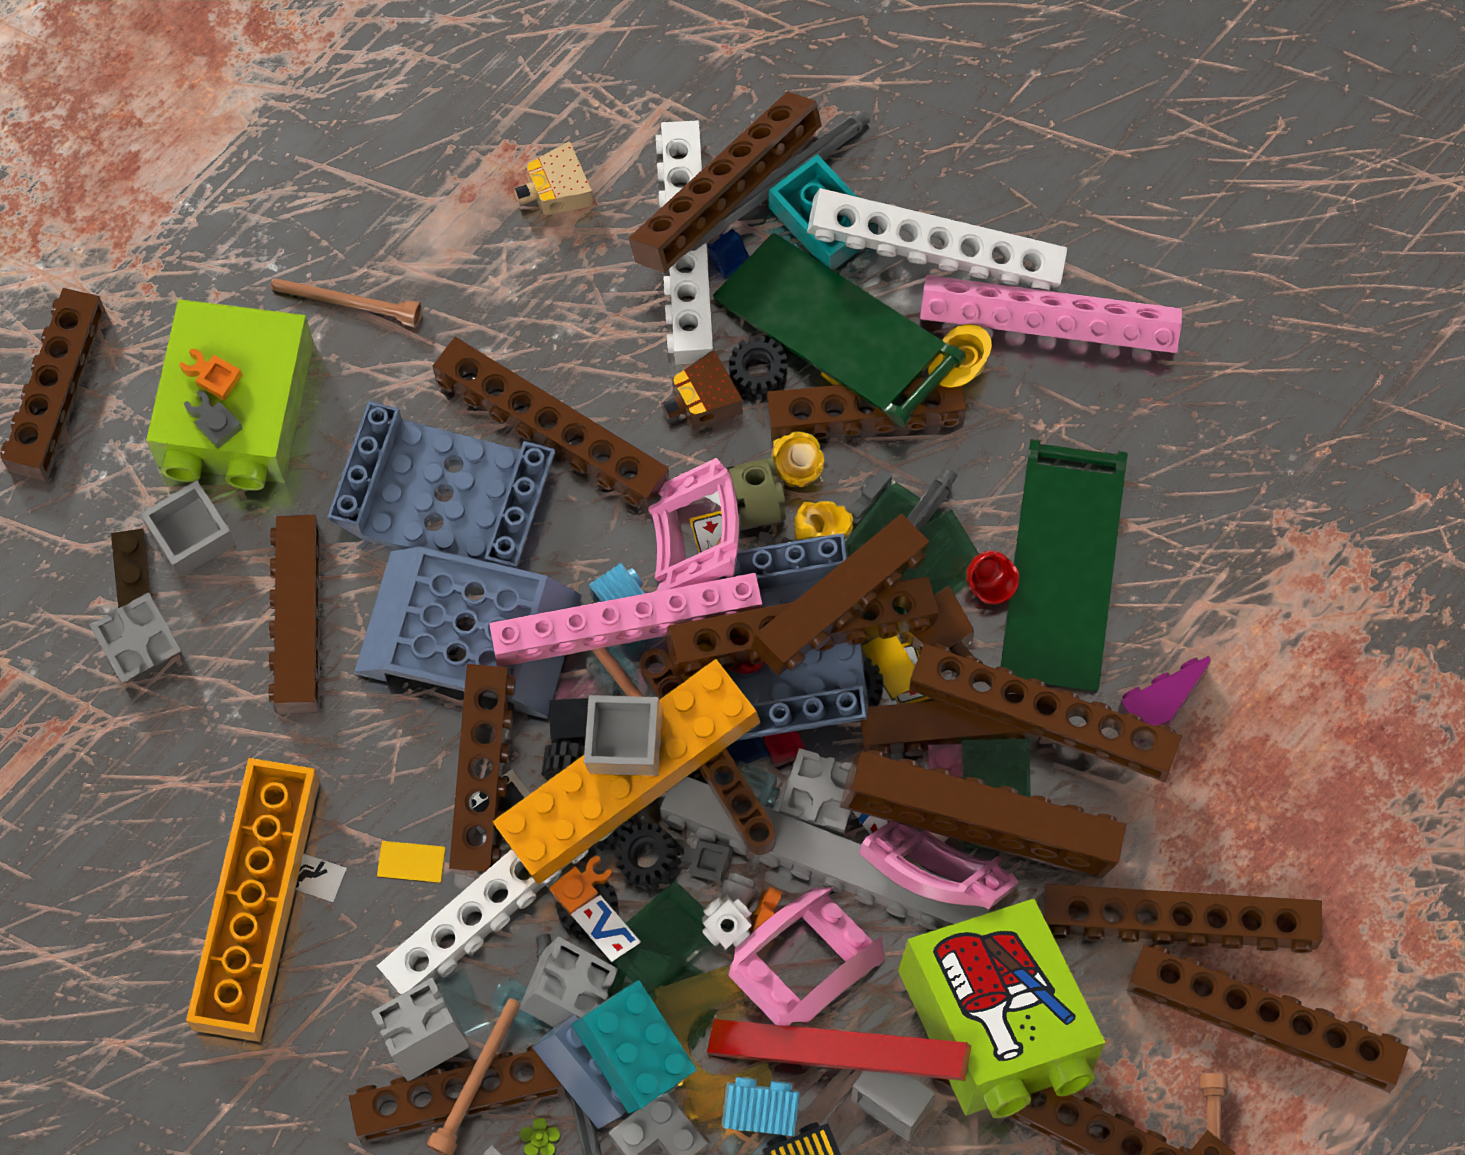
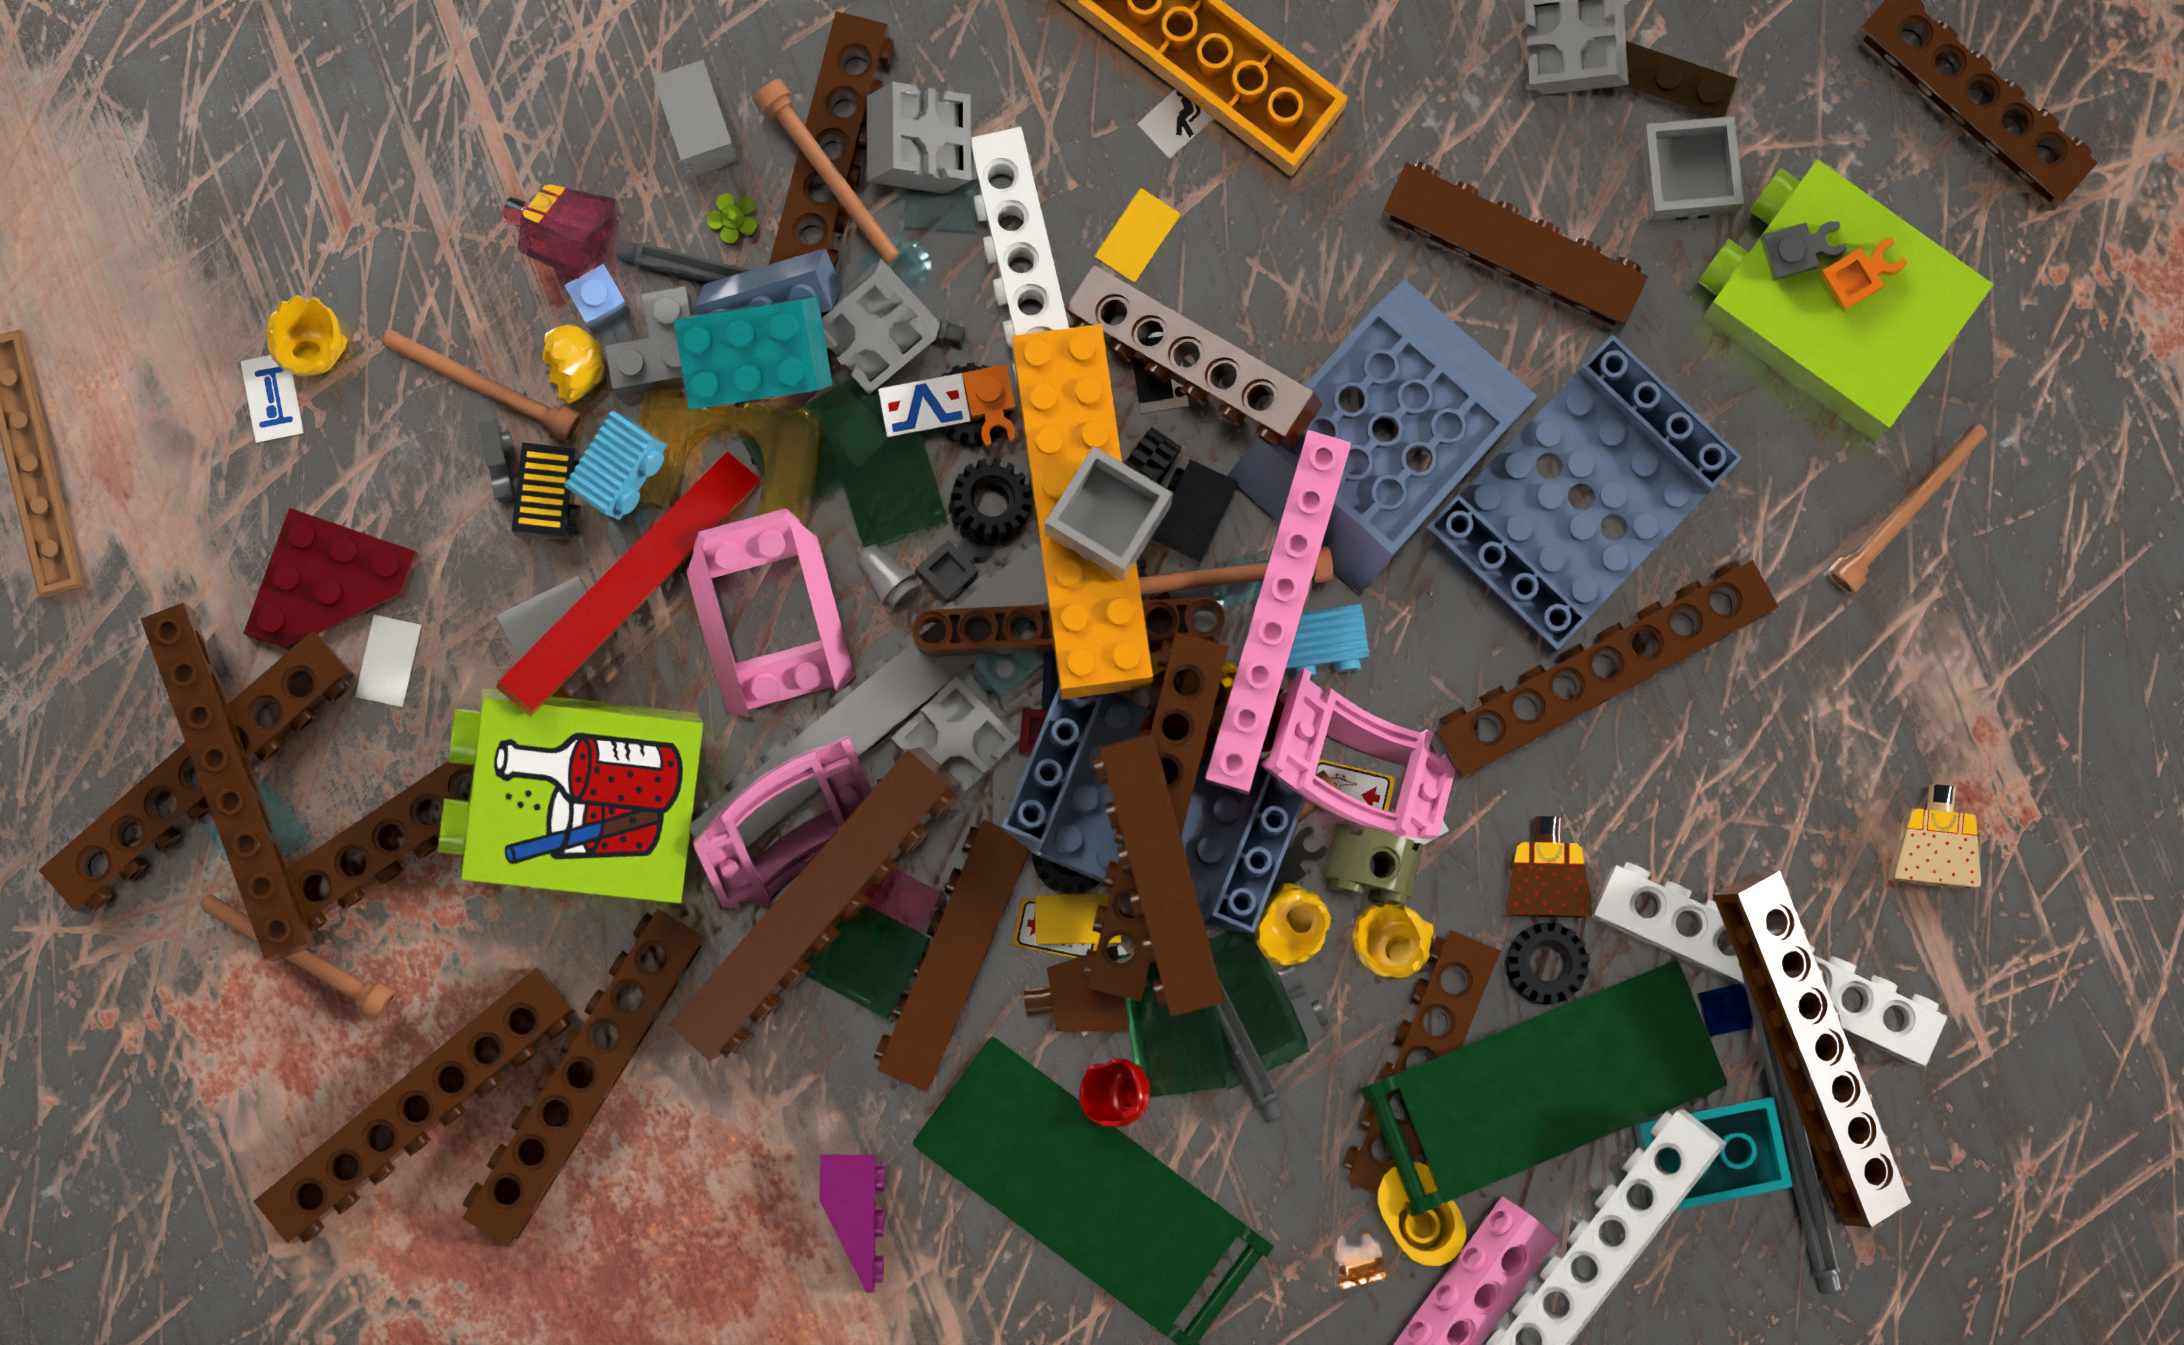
camera: 115 degrees right, 15 degrees up
(726, 909) = (855, 544): white brick -> none
(766, 905) = (849, 595): orange plate -> none
(1014, 386) = (1359, 1263): none -> clear orange tile
(1053, 727) = (771, 1146): reddish brown brick -> none

